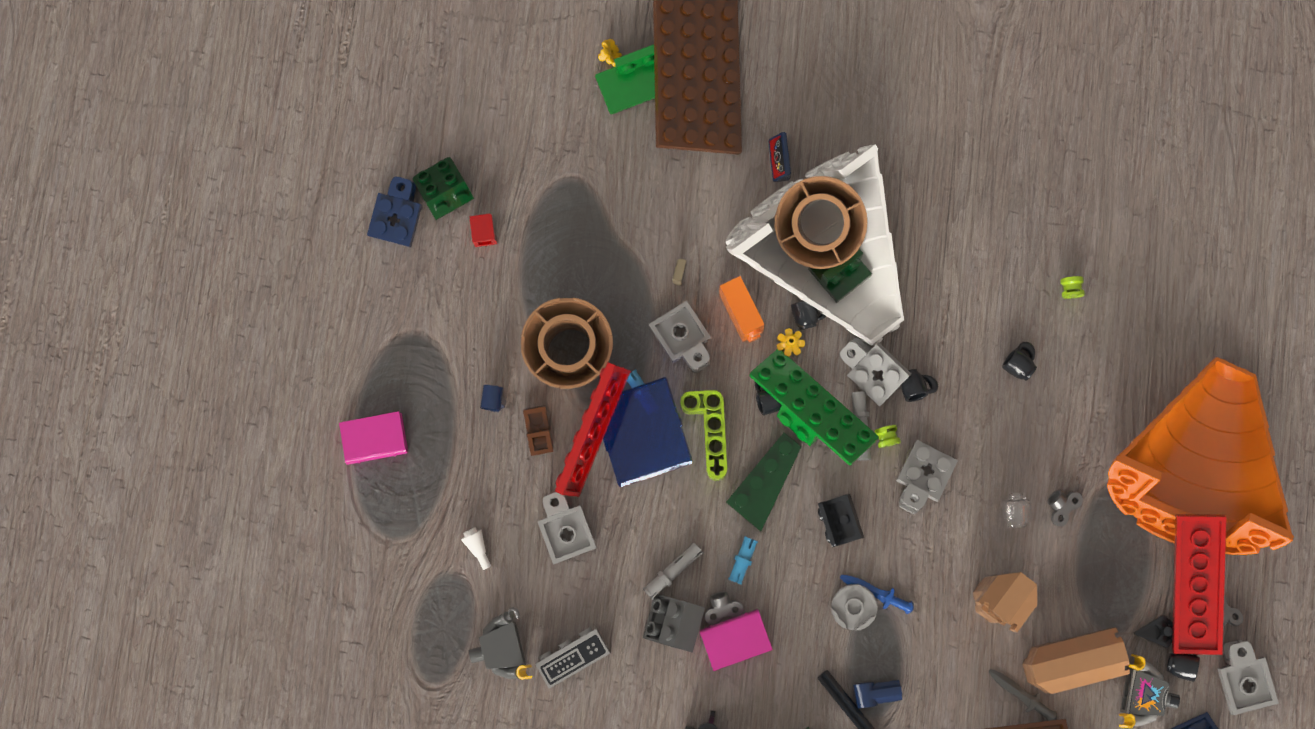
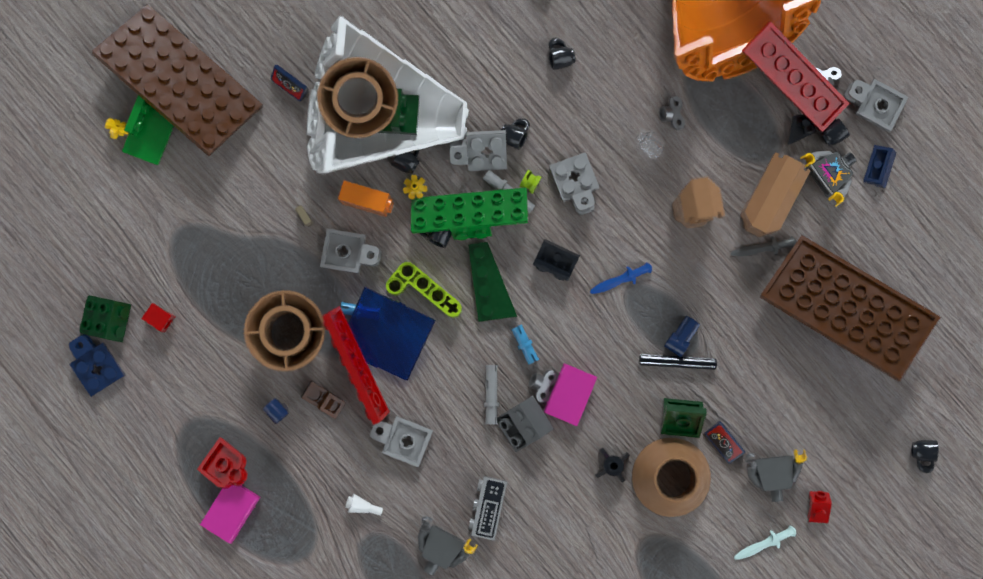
camera: 55 degrees left, 5 degrees up
(407, 397) = (224, 465): none -> red plate
(854, 607) = (617, 301): light grey tile -> none

